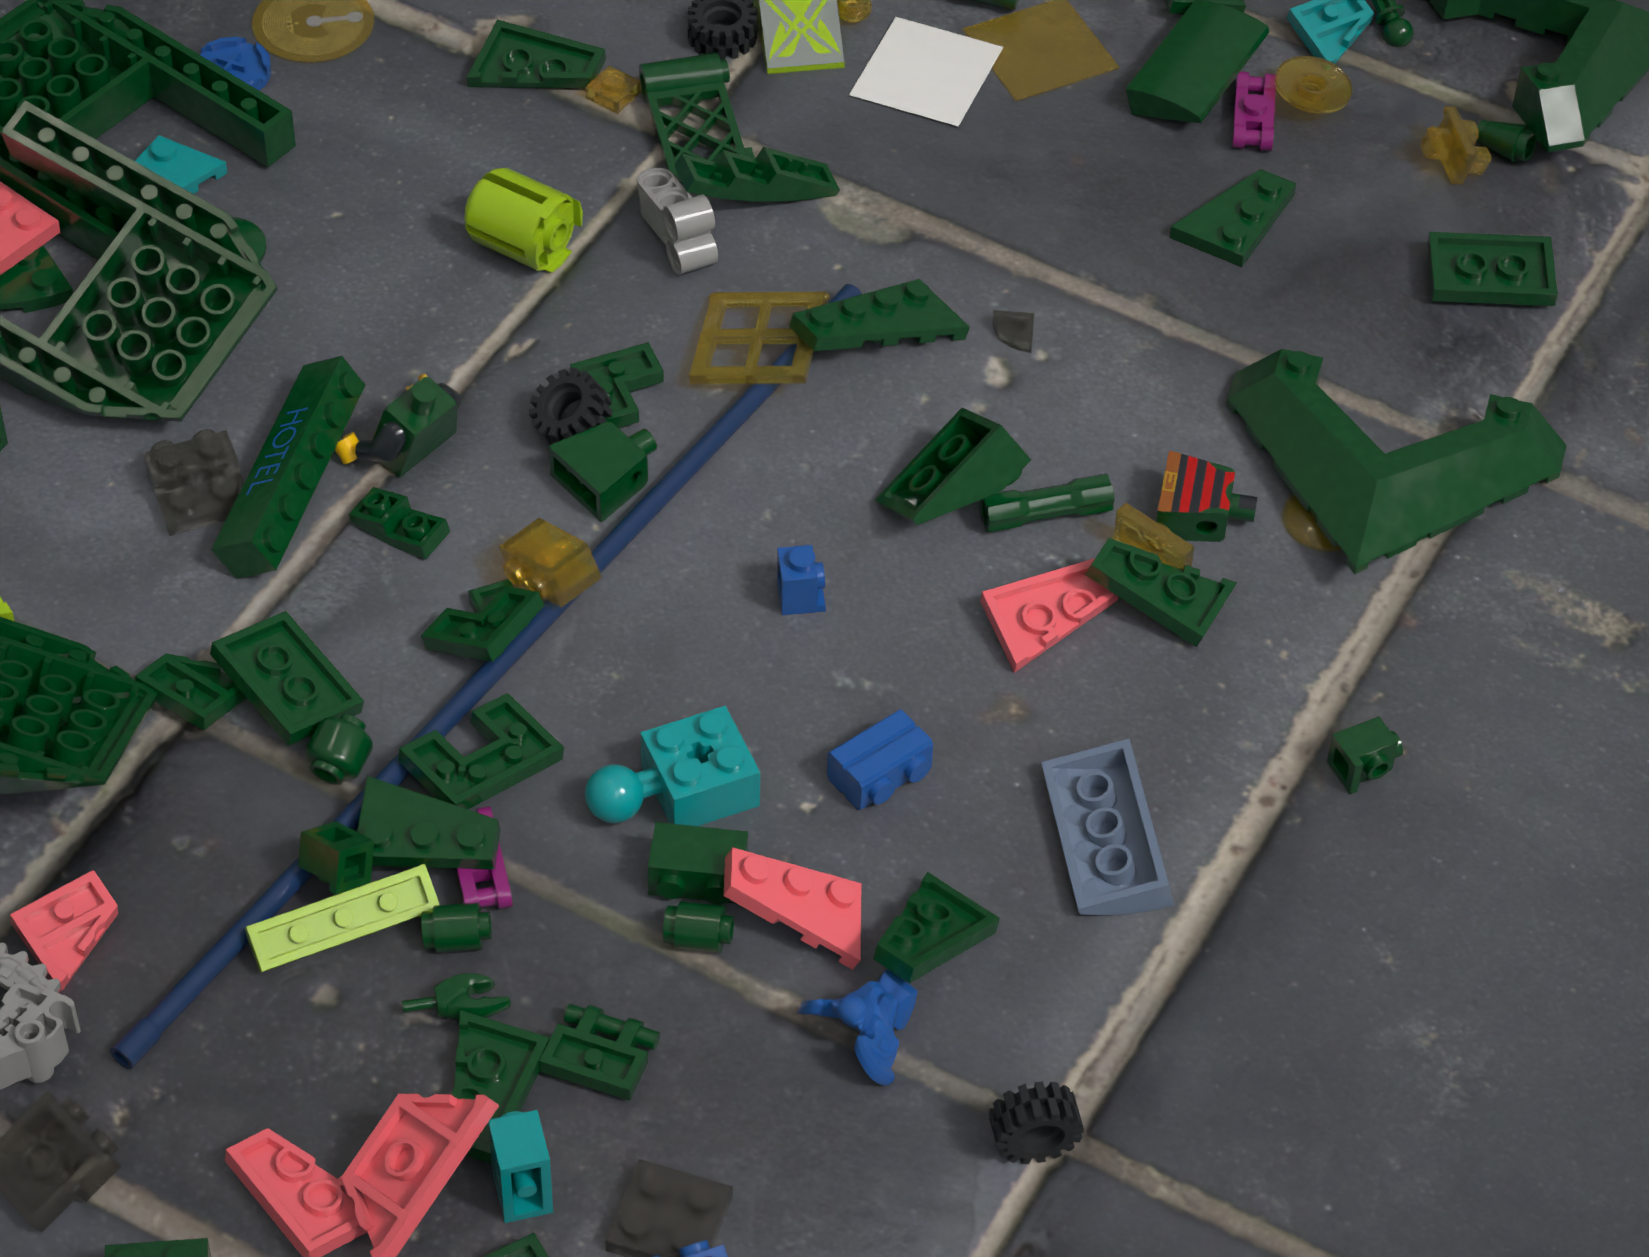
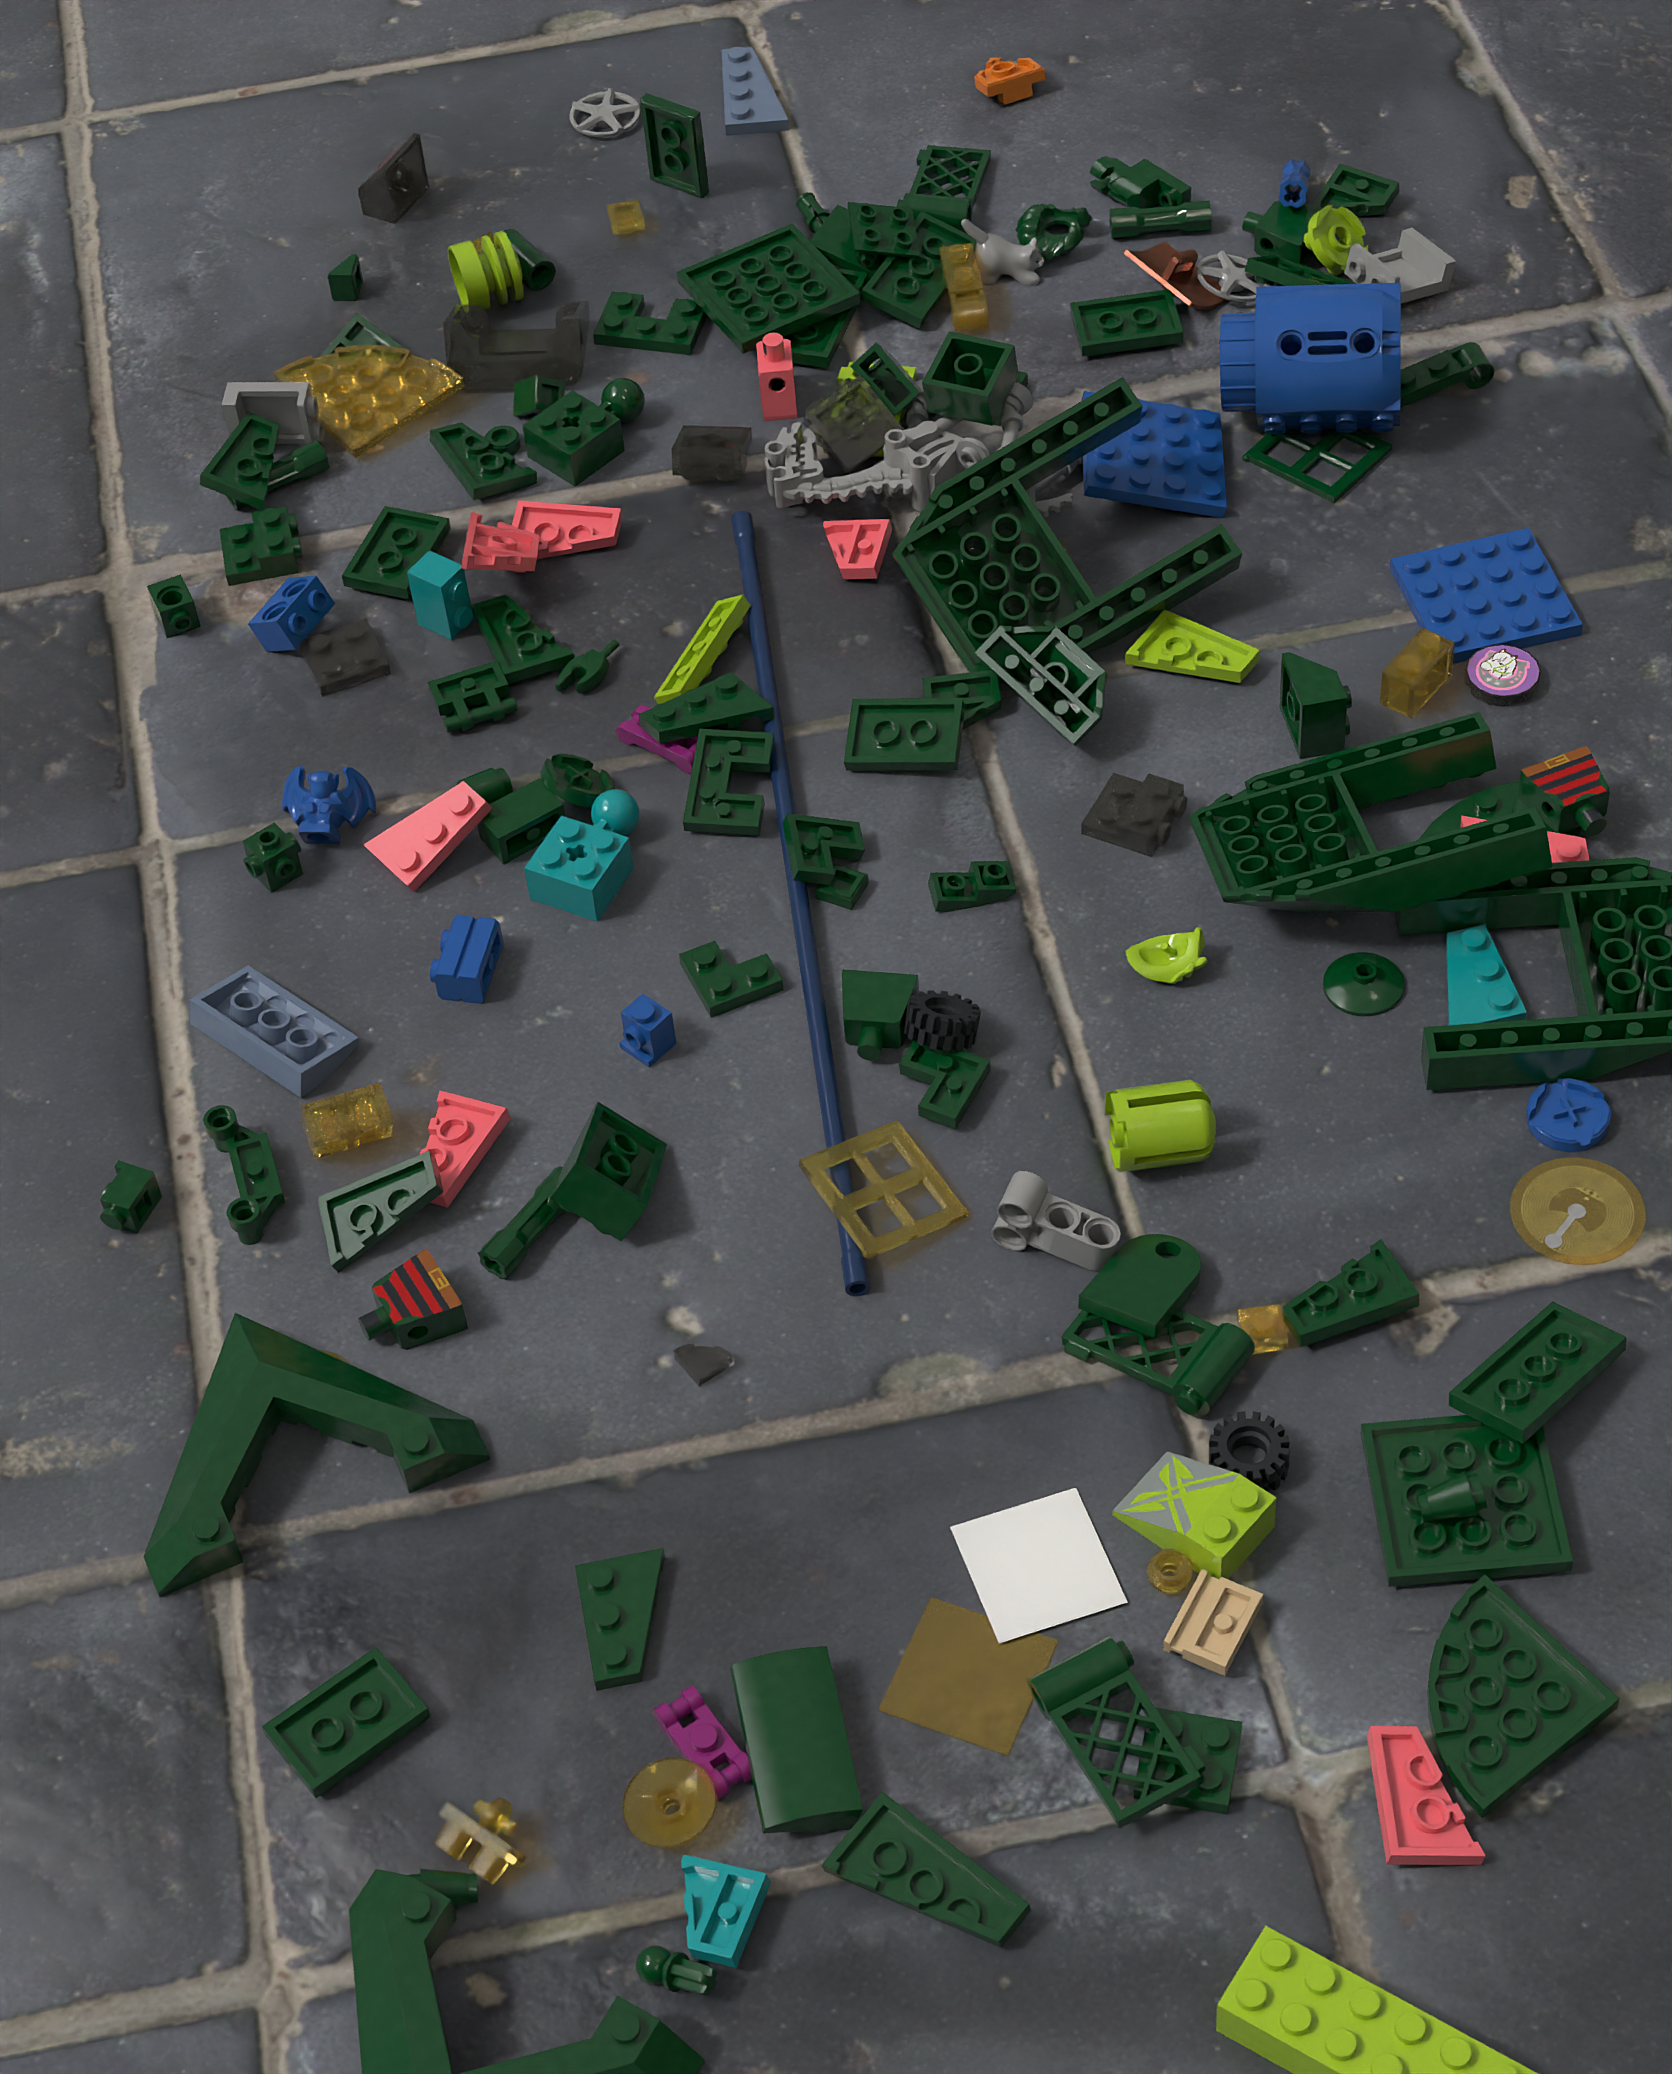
camera: 145 degrees right, 0 degrees up
(122, 596) = (1049, 676): none -> dark green wedge
(288, 468) = (1080, 849): dark green brick -> none
(334, 339) = (1168, 956): none -> lime hat
(337, 856) = (728, 641): dark green brick -> none
(339, 749) = (819, 723): dark green head -> none
(408, 428) = (1033, 933): dark green torso -> none
(456, 927) = (630, 691): dark green brick -> none
(549, 562) = (822, 906): clear yellow brick -> none
(610, 856) = (574, 779): none -> dark green tile
(653, 143) = (1141, 1286): none -> dark green tile
(687, 590) = (727, 987): none -> dark green plate
(759, 179) = (1034, 1312): dark green slope -> none
(879, 316) = (800, 1272): dark green wing -> none
(933, 930) = (325, 876): dark green wing -> none
(961, 997) = (273, 857): none -> dark green brick
(1036, 1122) = (156, 813): black tyre -> none
(1126, 661) = (346, 1120): none -> clear yellow brick
(1144, 533) = (400, 1244): clear yellow plate -> none
(1239, 699) = (253, 1170): none -> dark green plate

